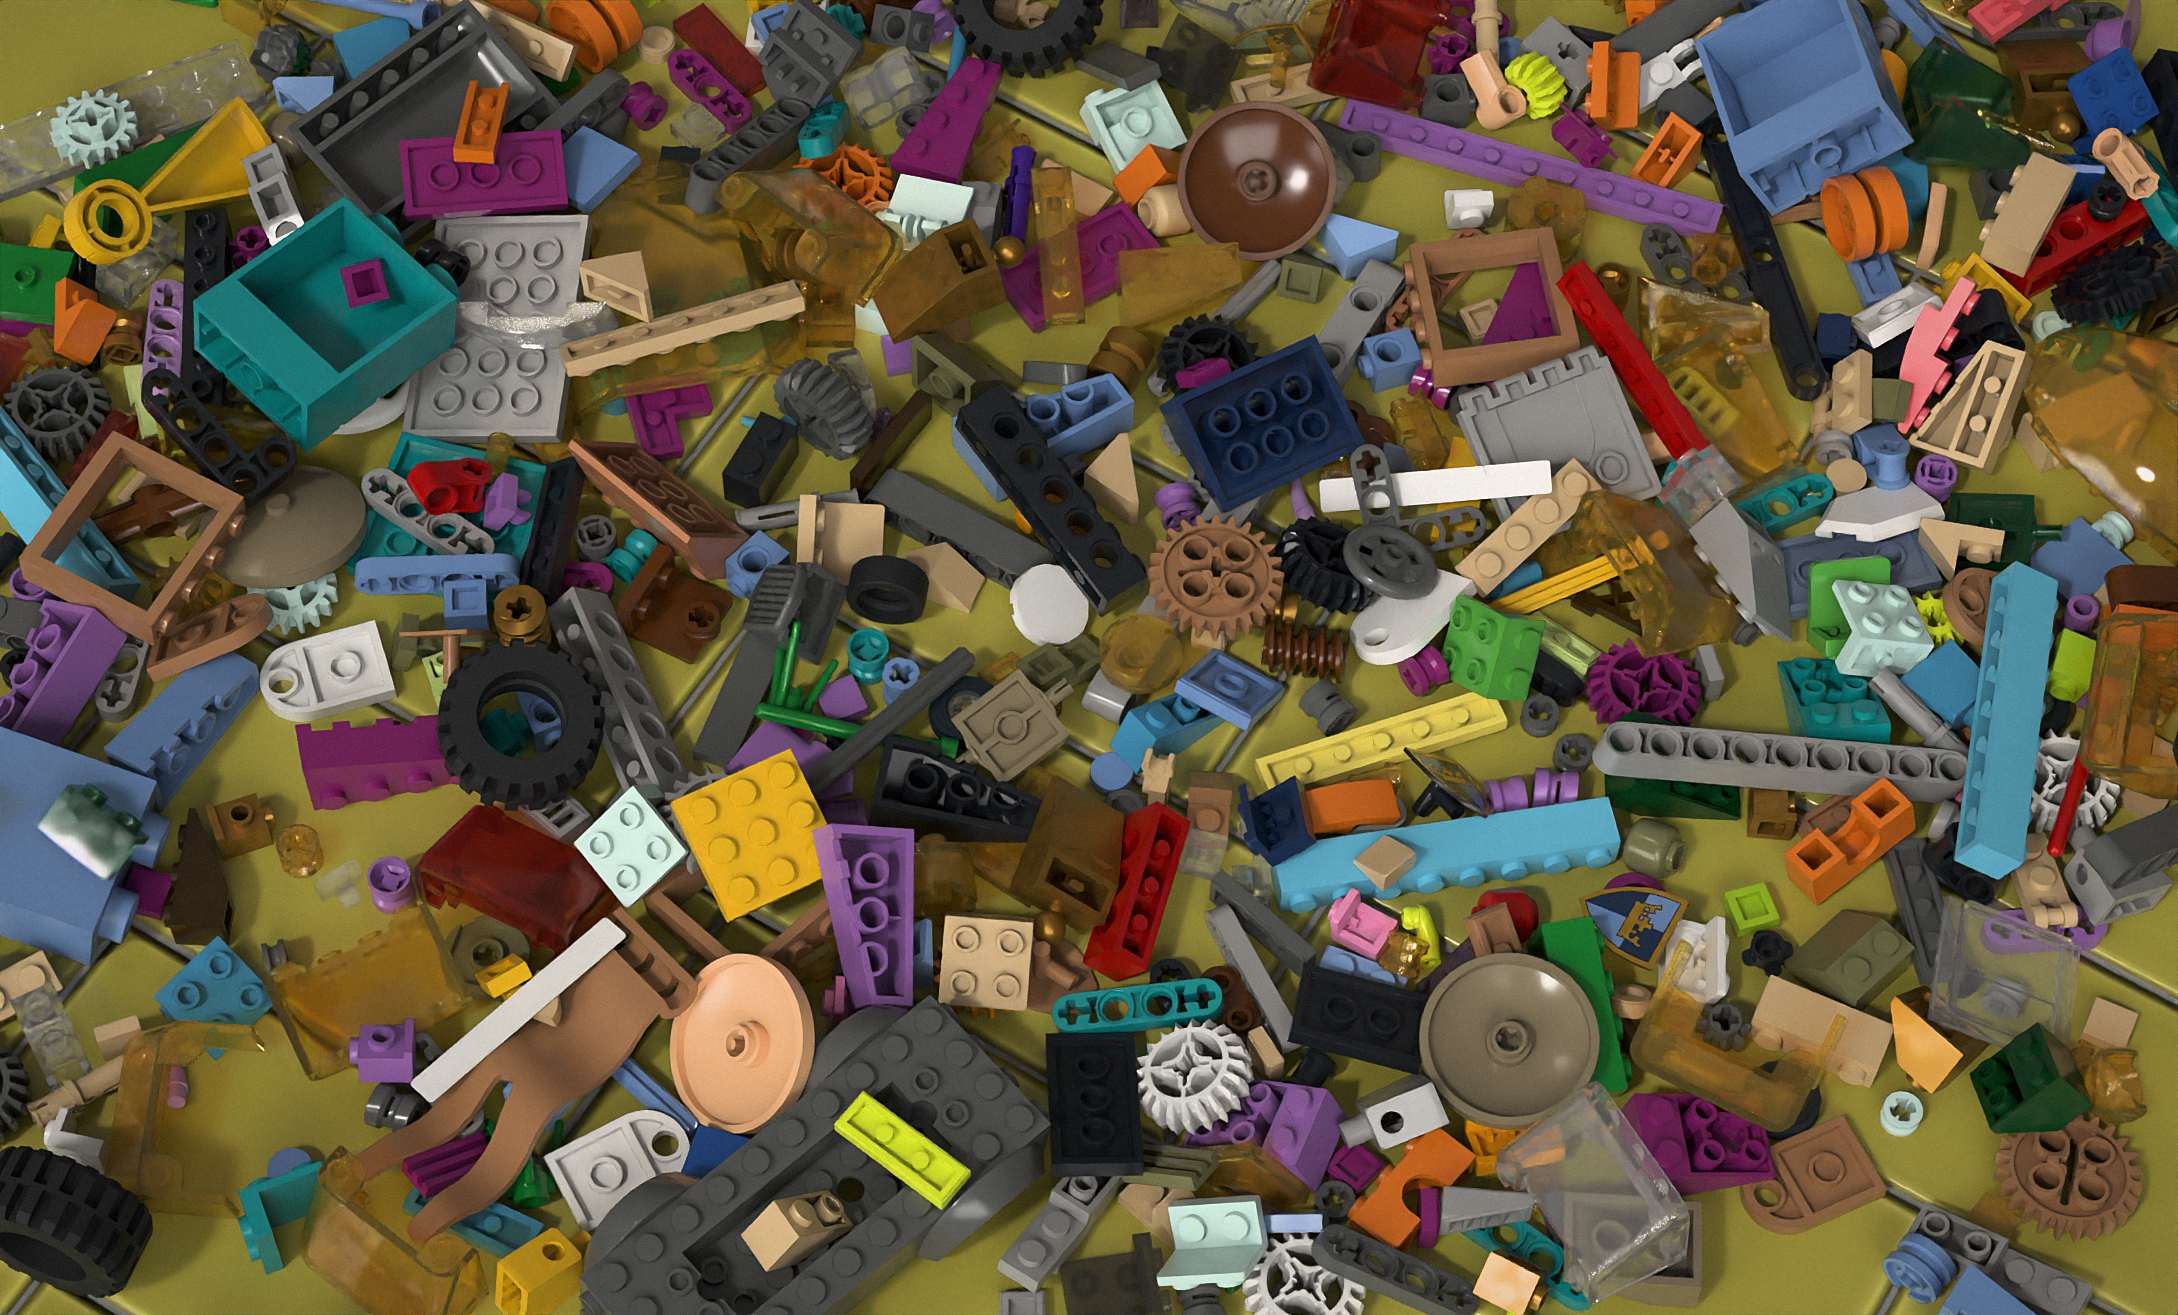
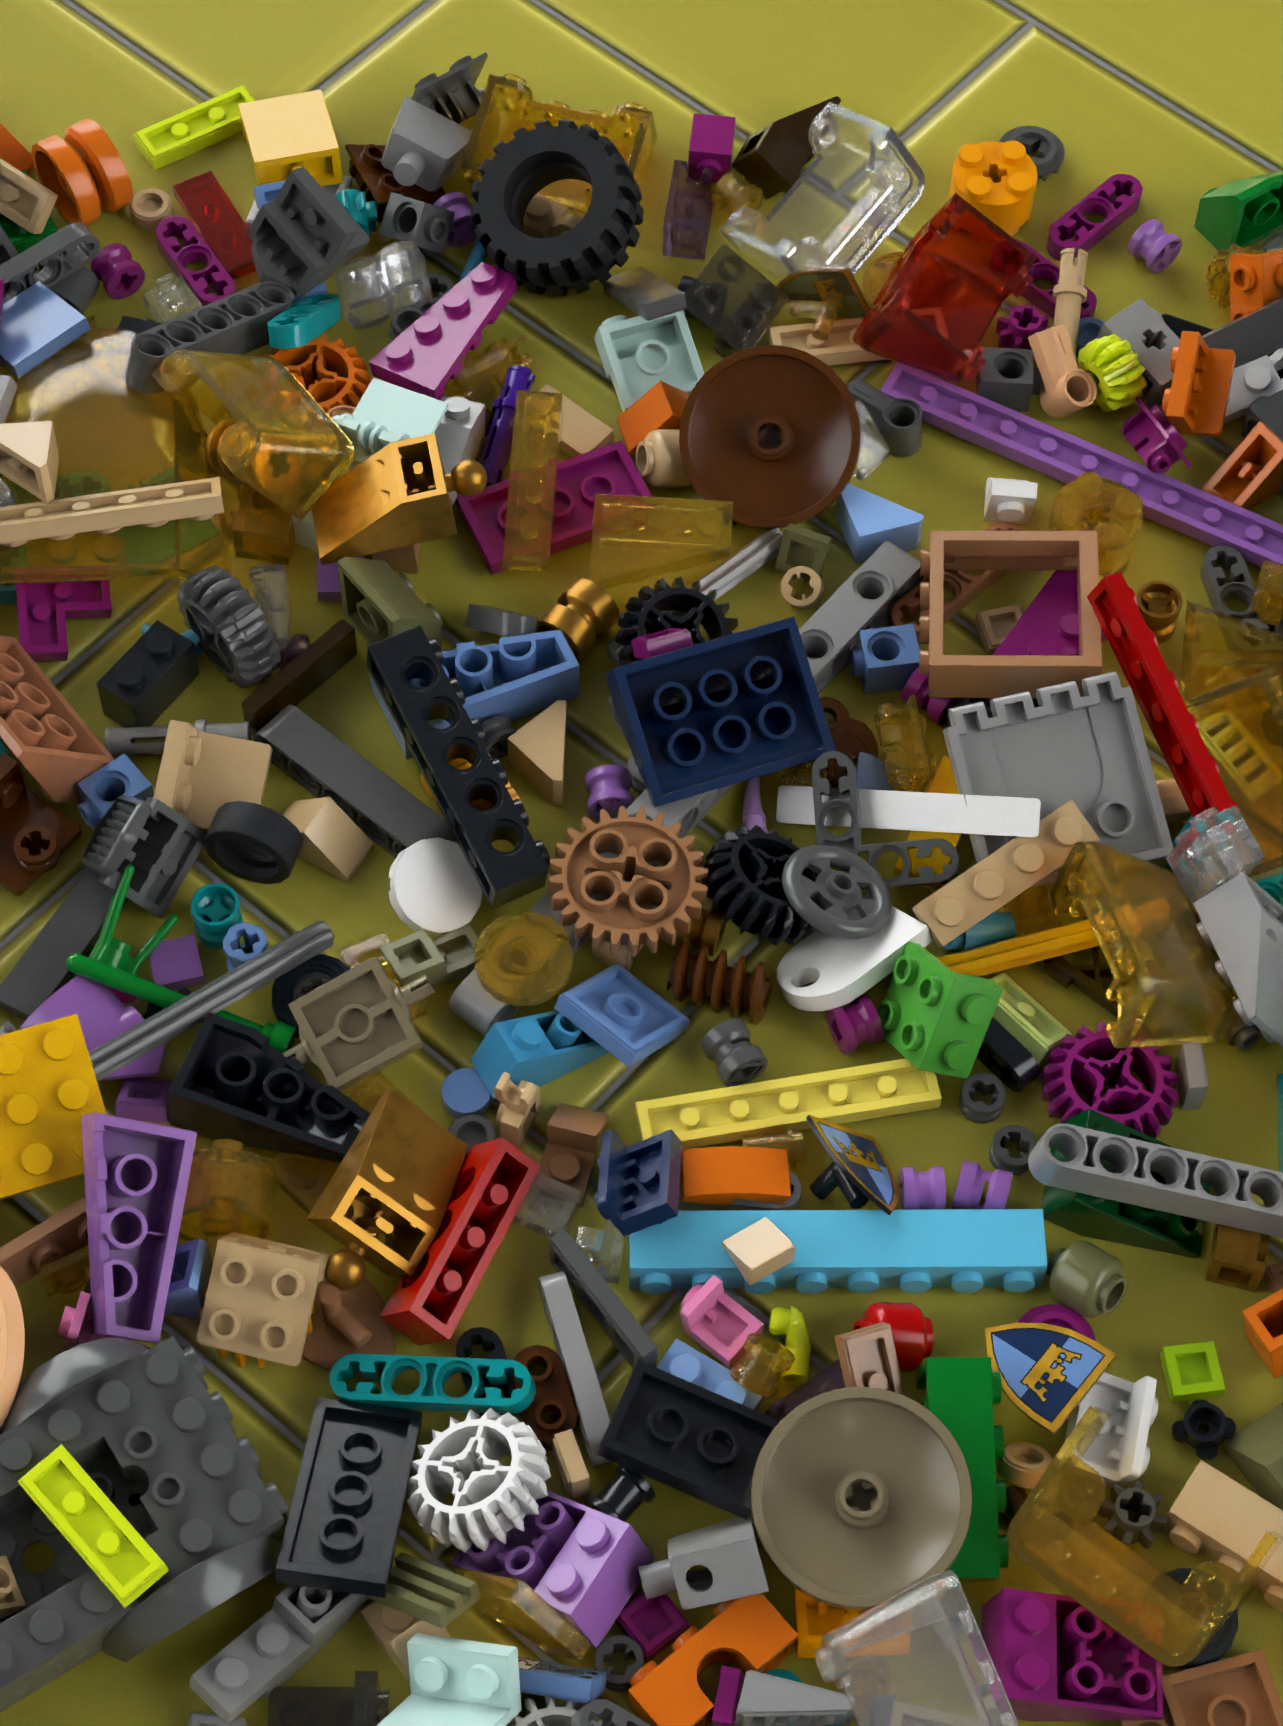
camera: 10 degrees right, 0 degrees up
(1294, 313) = (789, 592): none -> tan bush

